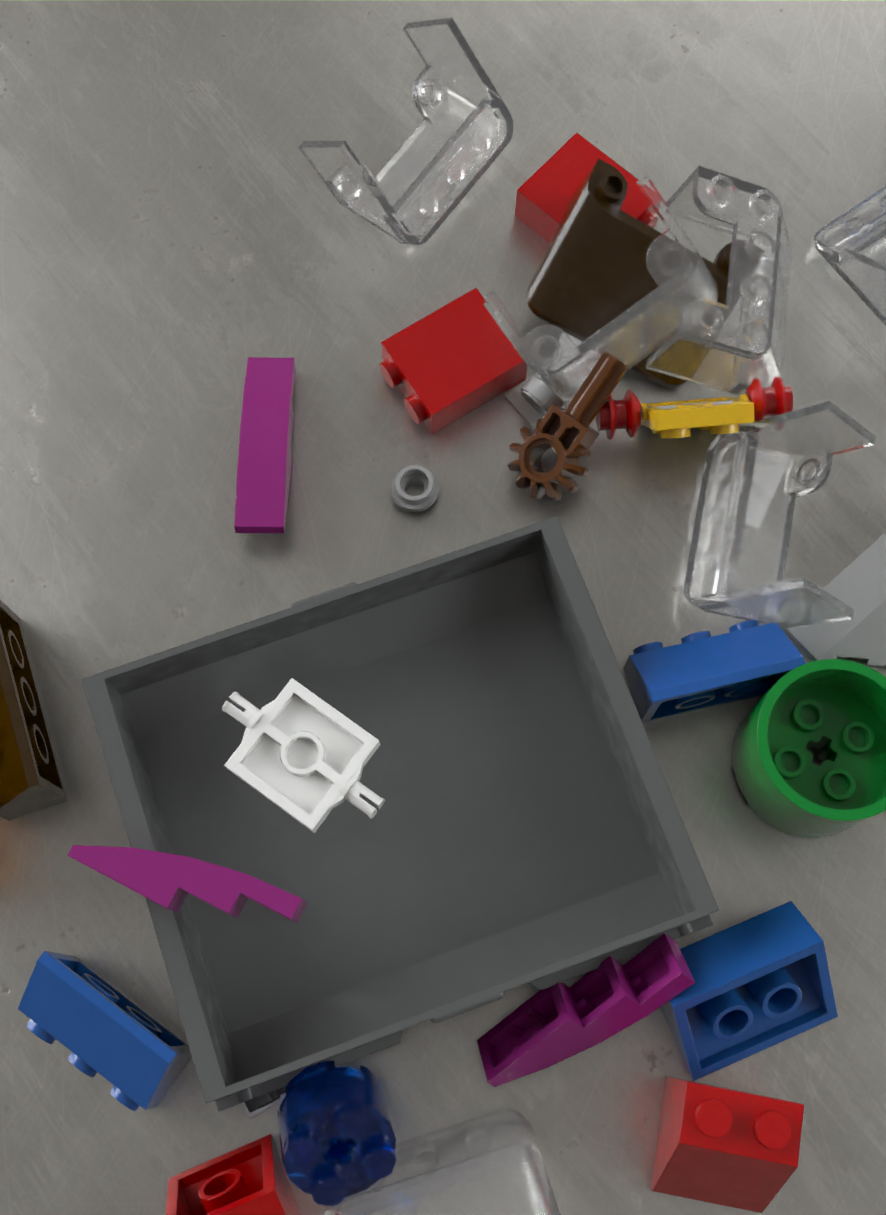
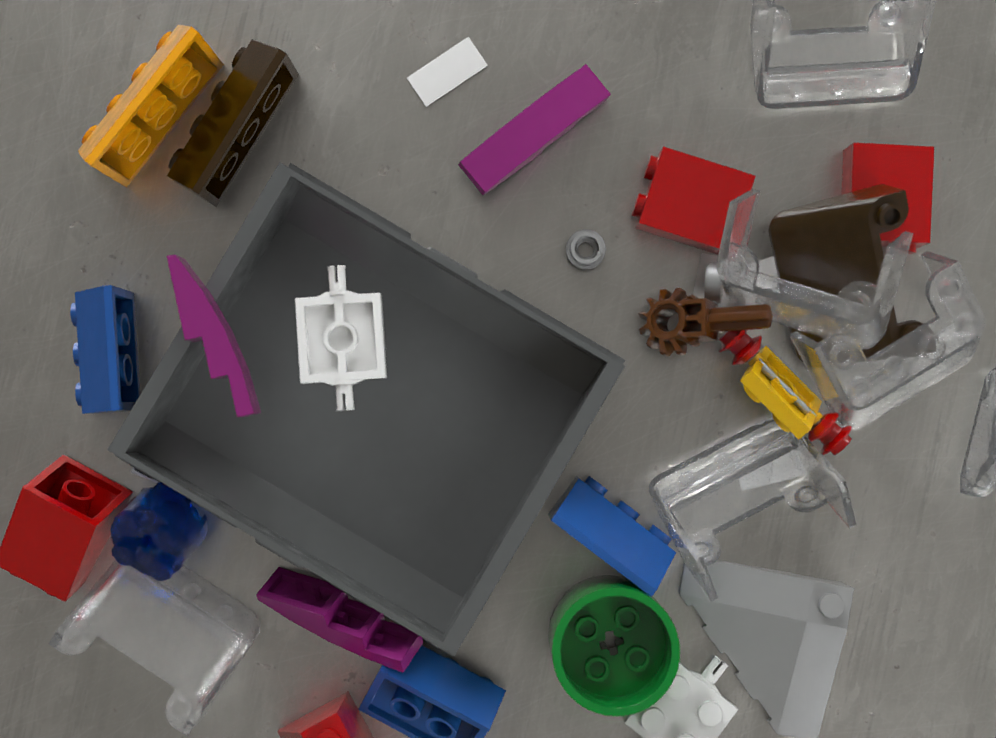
camera: 50 degrees right, 15 degrees up
(143, 484) = (447, 71): none -> white sticker

